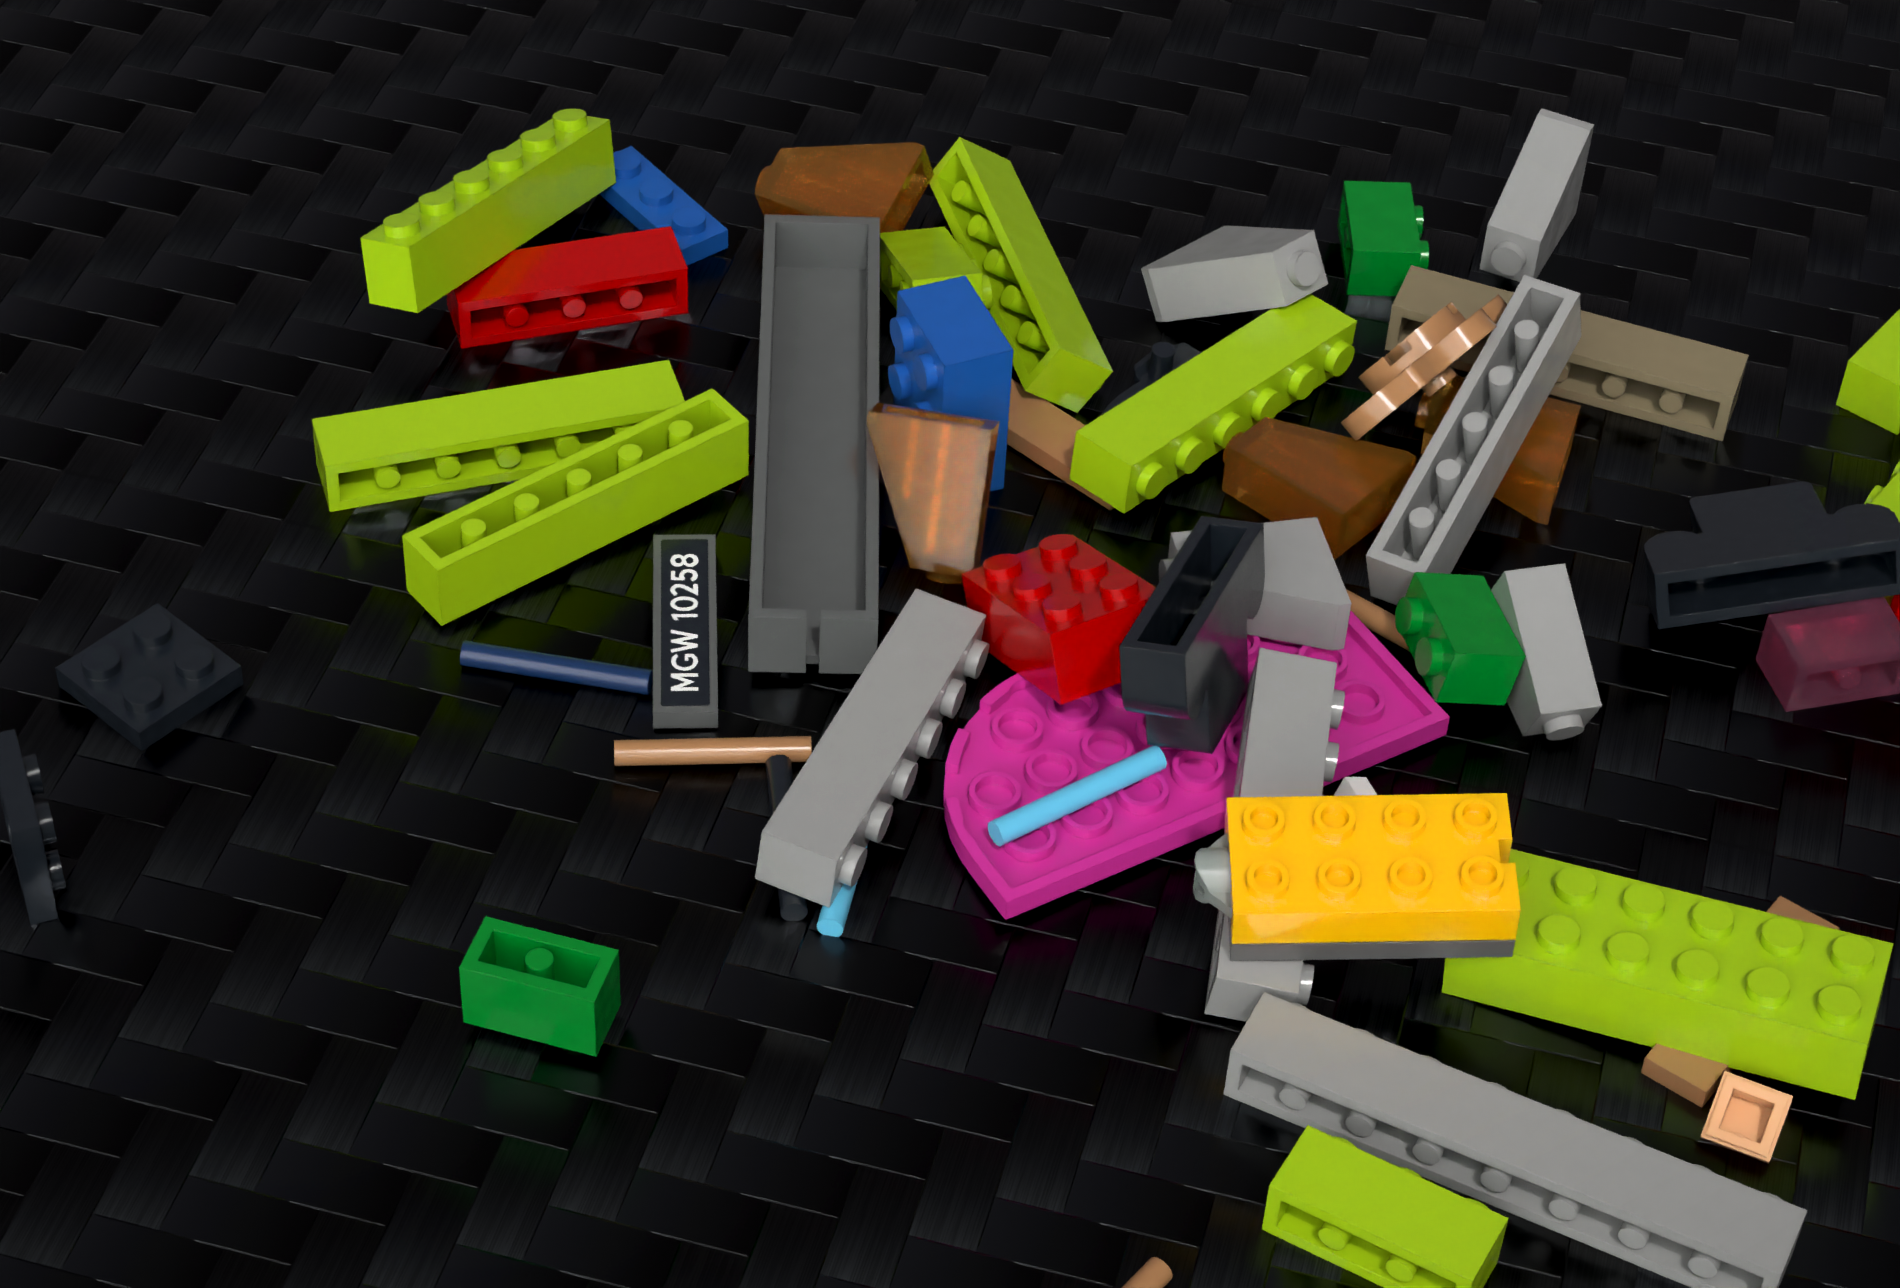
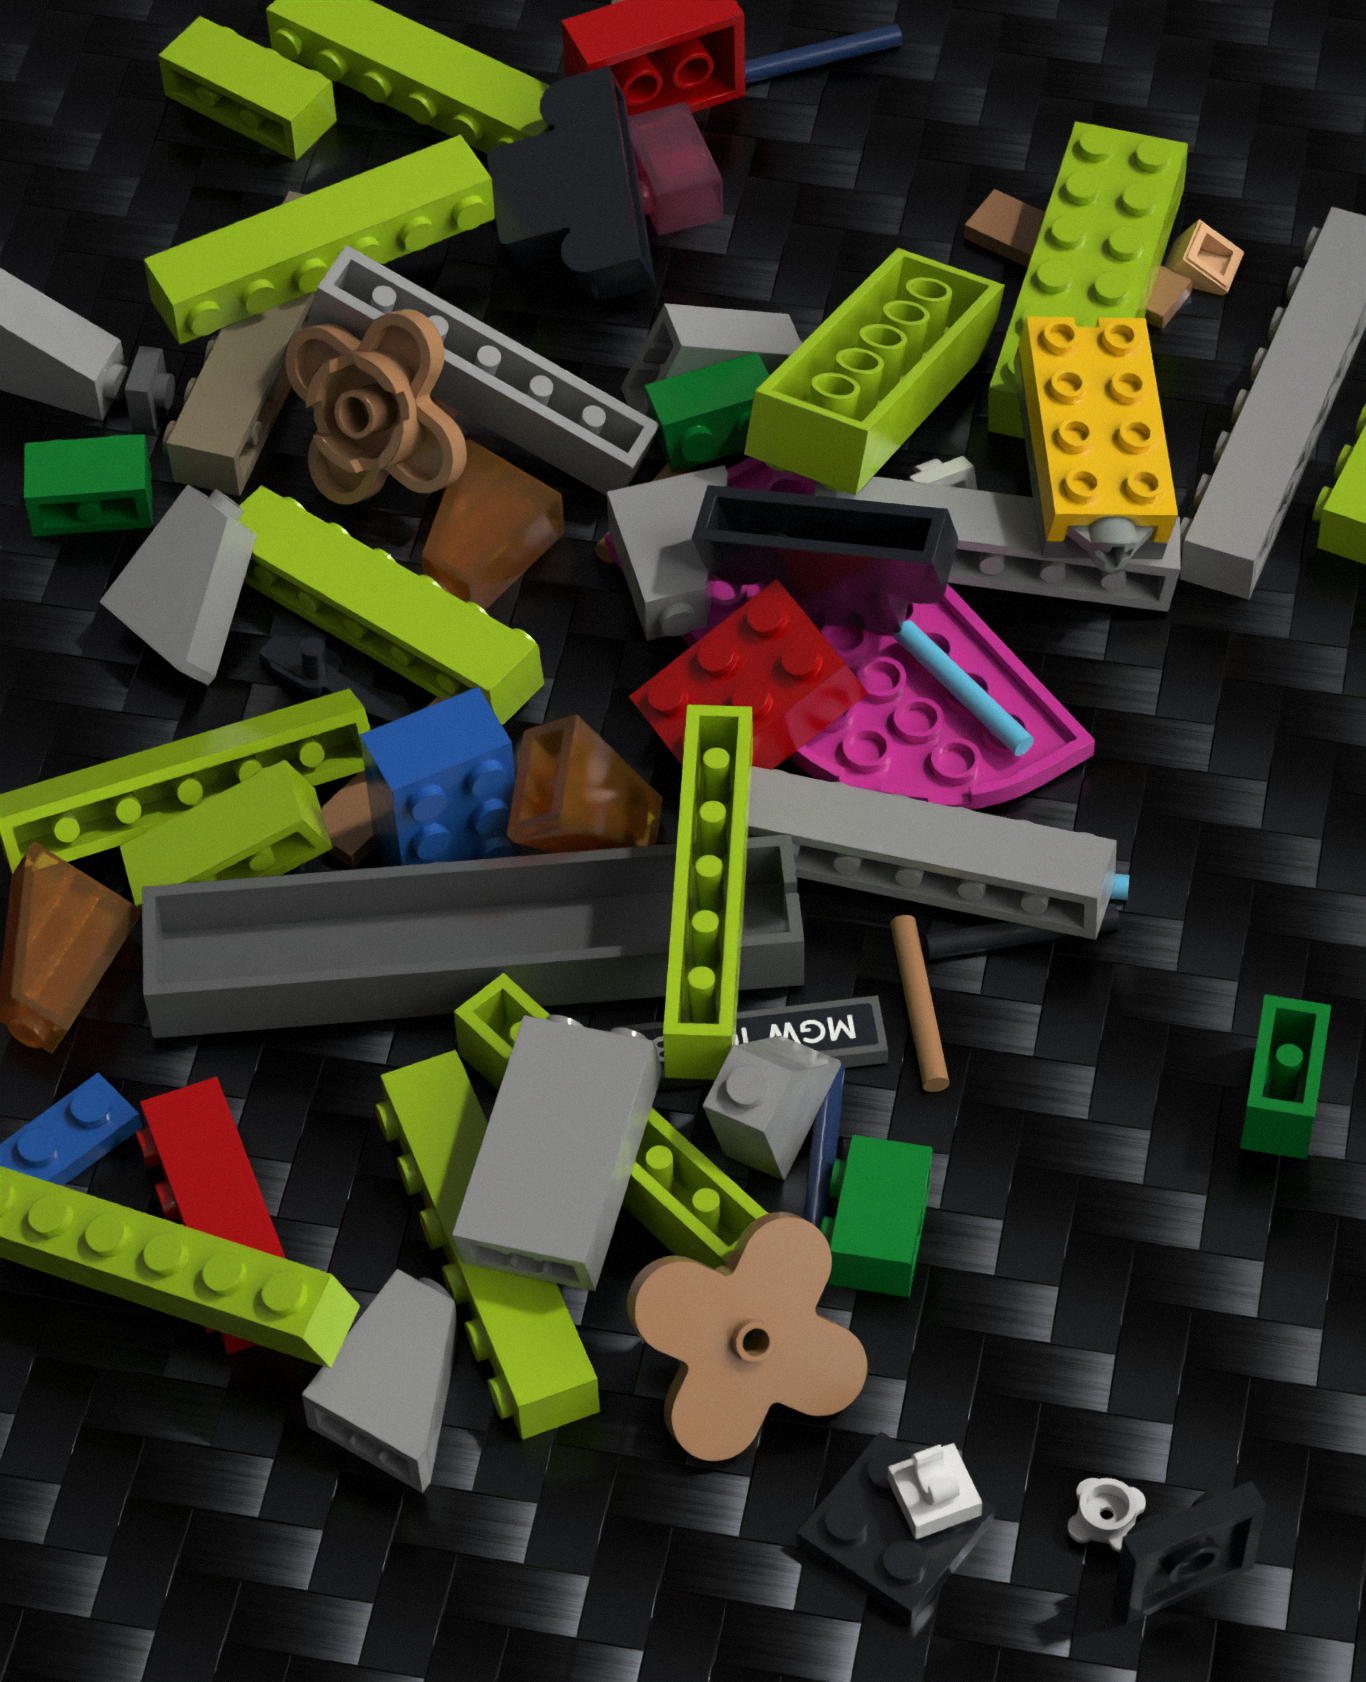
camera: 90 degrees left, 10 degrees up
(111, 812) = (1101, 1495): none -> white plate
(152, 672) = (934, 1490): none -> white tile
(333, 552) = (707, 1311): none -> medium nougat plant
(369, 364) = (391, 1380): none -> light grey slope
(463, 683) = (878, 1214): none -> green brick
(531, 422) = (558, 1151): none -> light grey brick
(580, 583) = (768, 1101): none -> light grey slope
(786, 518) = (708, 891): none -> lime brick
(1483, 720) = (873, 371): none -> lime brick
(1500, 266) = (148, 388): none -> dark grey plate
(1667, 356) = (294, 245): none -> lime brick

